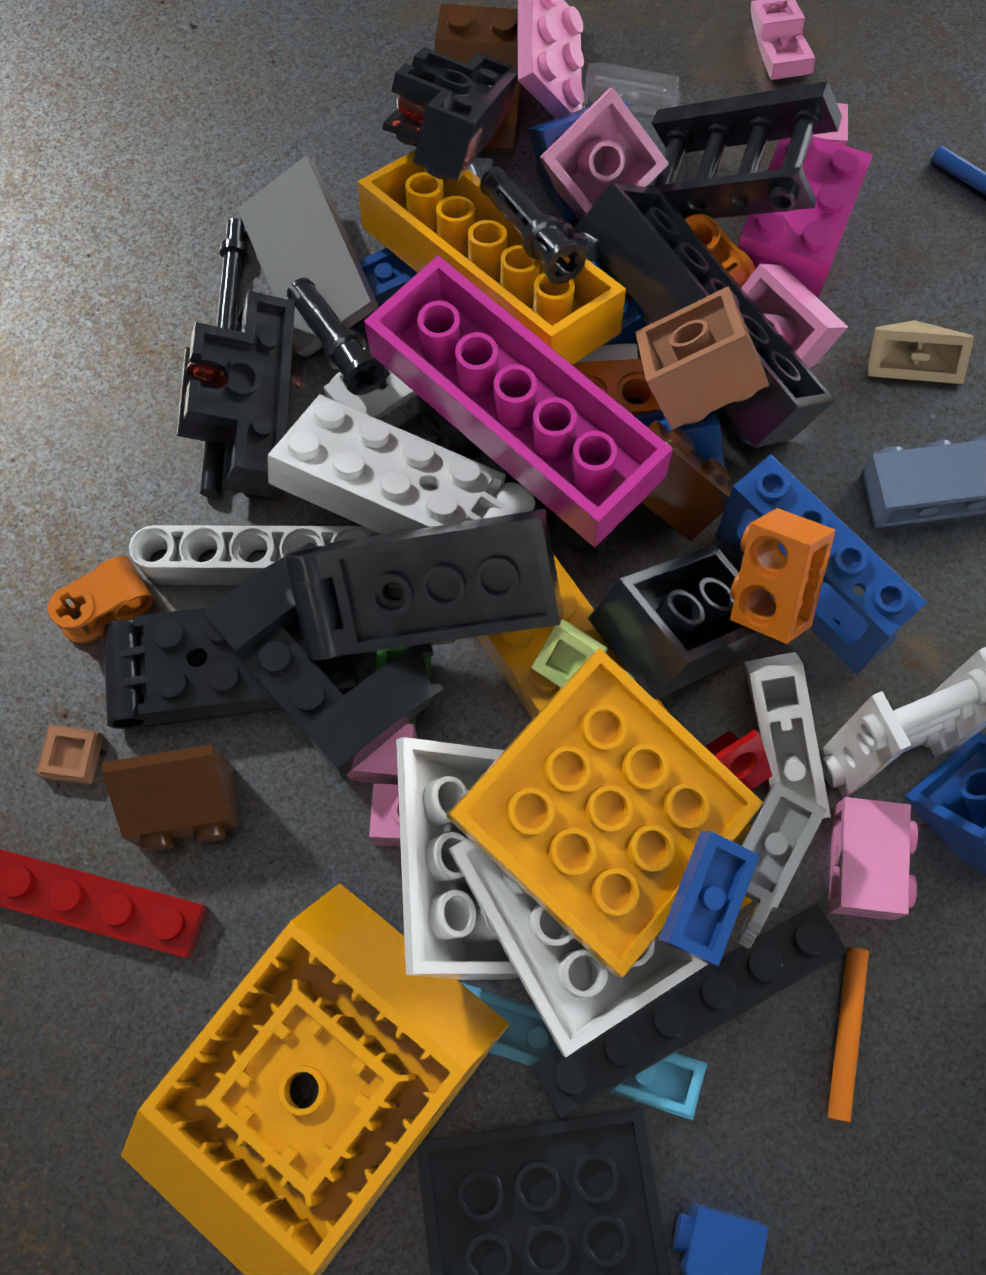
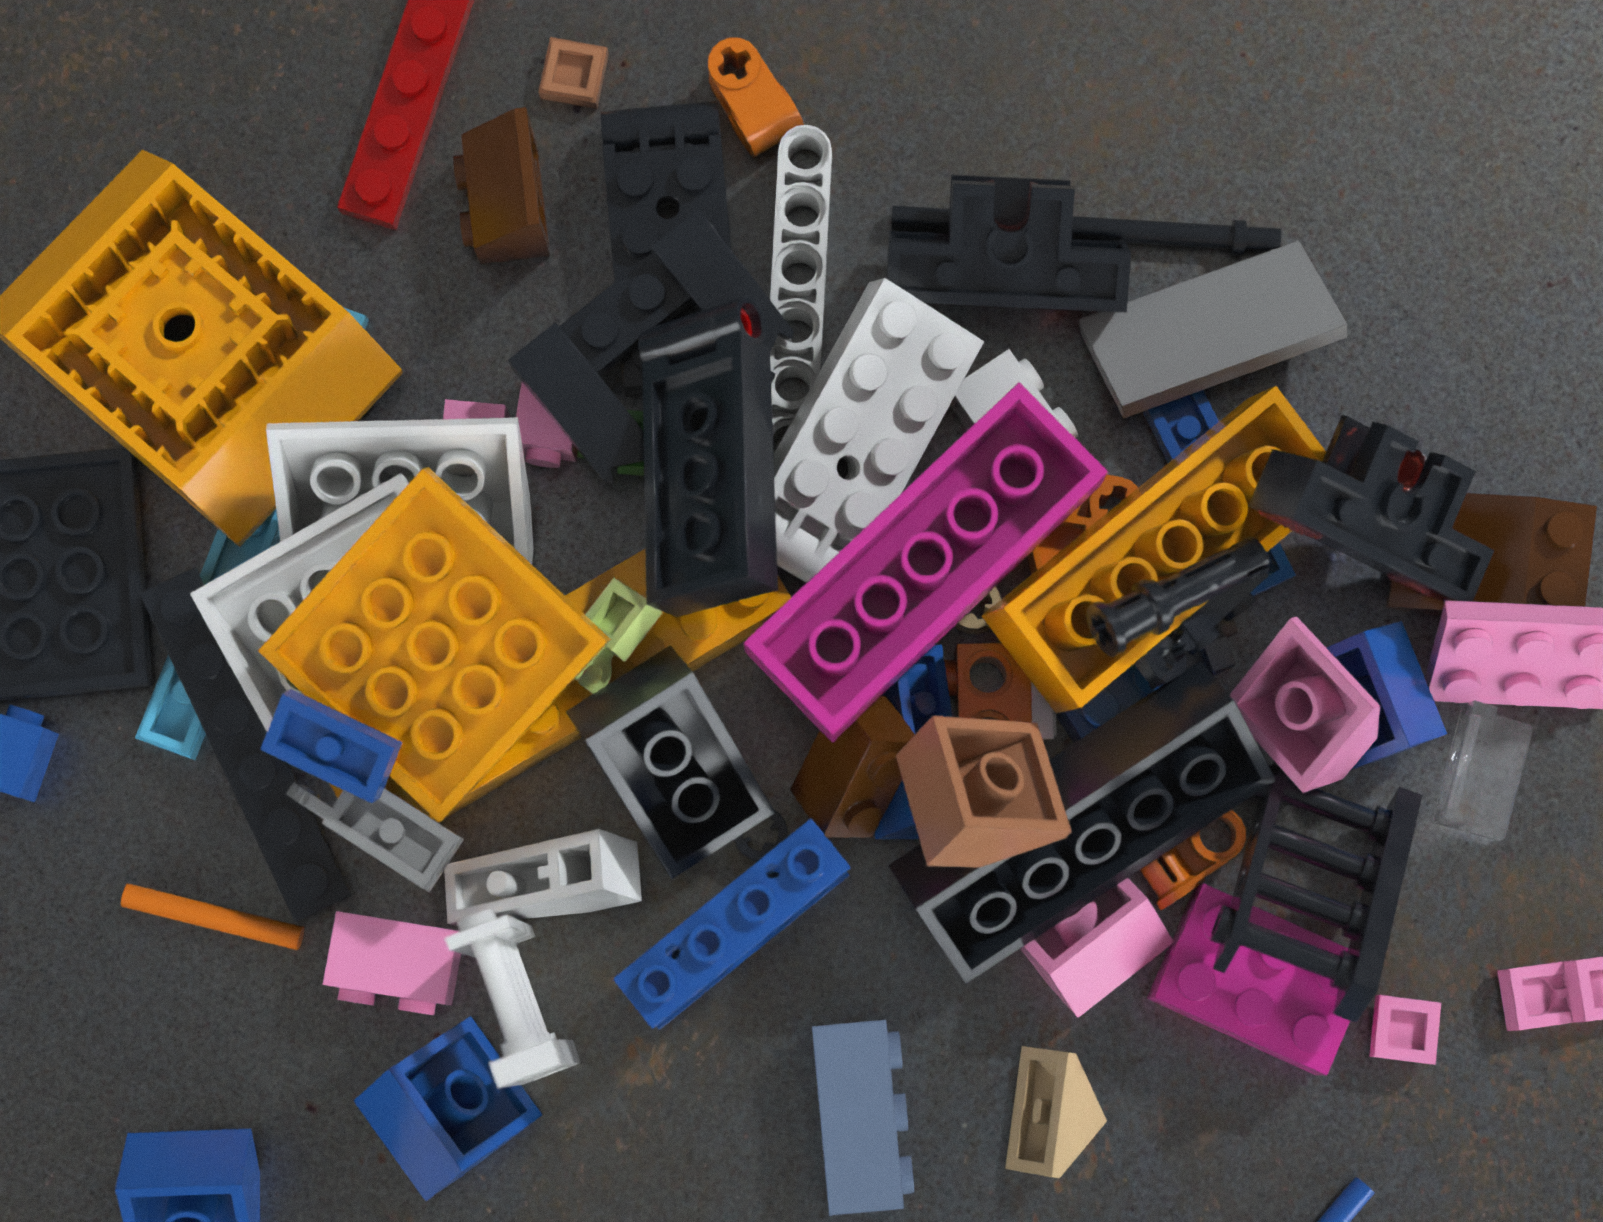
camera: 90 degrees right, 10 degrees up
(342, 346) = (1051, 370): black pin -> none
(743, 757) = (509, 810): red bracket -> none
(790, 579) = (695, 862): orange brick -> none

